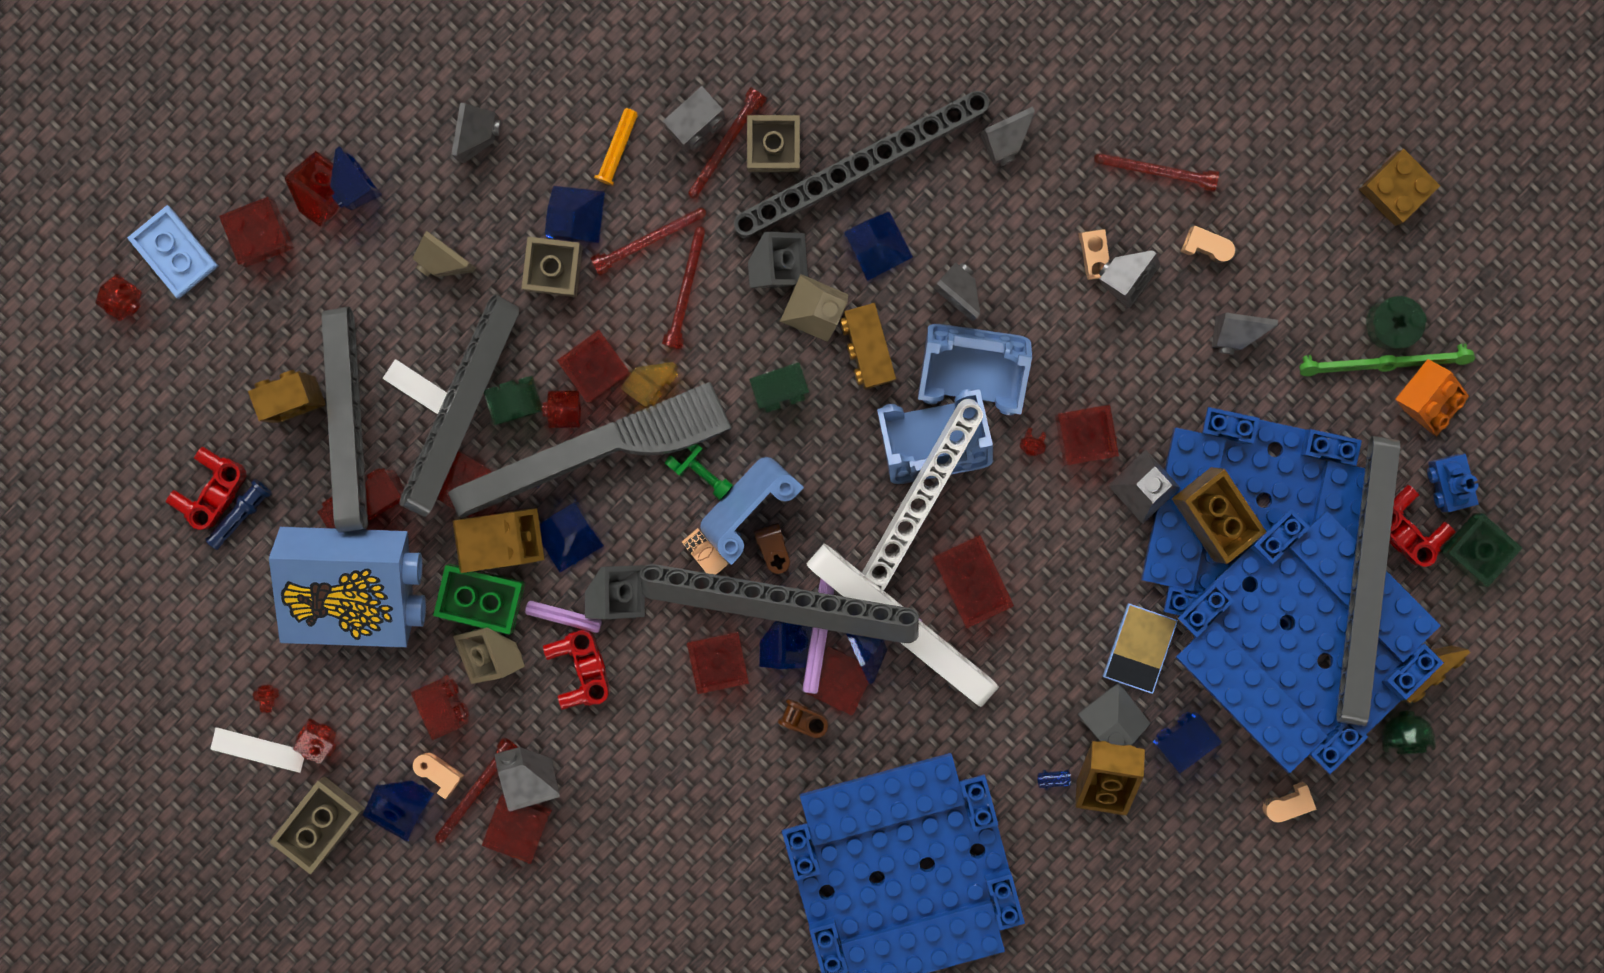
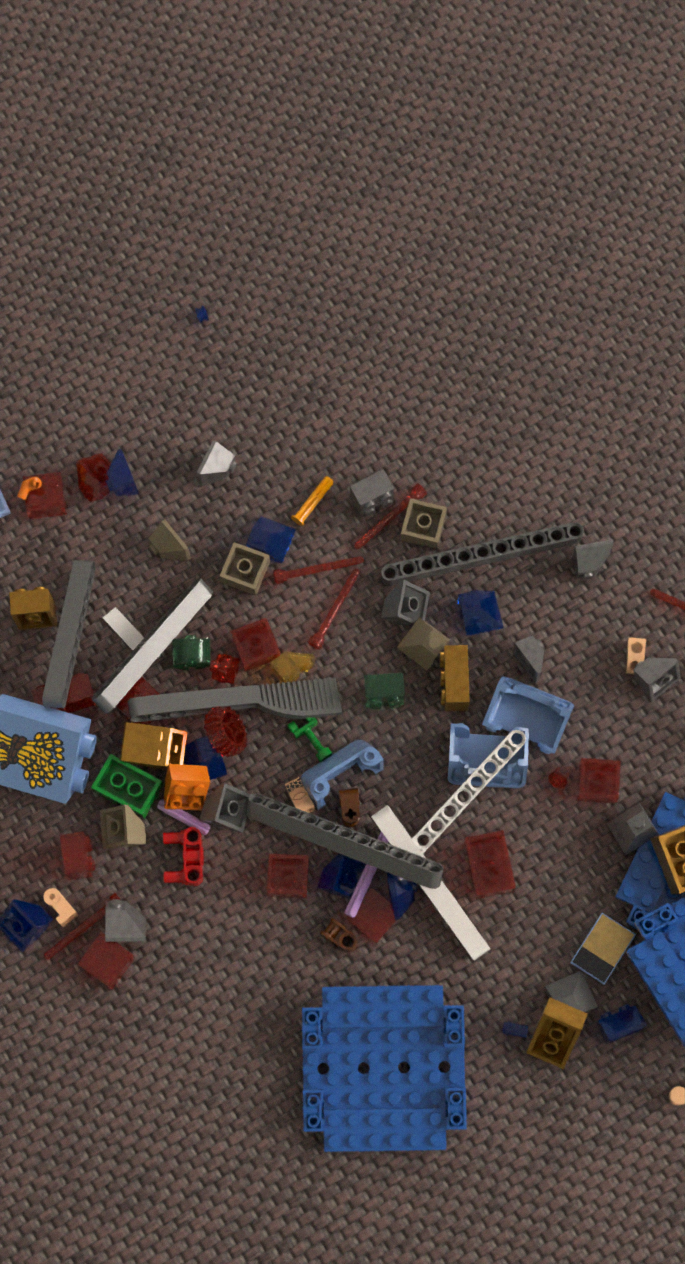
camera: 15 degrees right, 15 degrees down
(229, 229) = (28, 485): none -> orange arm
(555, 580) = (186, 787): none -> orange slope
(587, 496) = (225, 731): none -> clear red gear

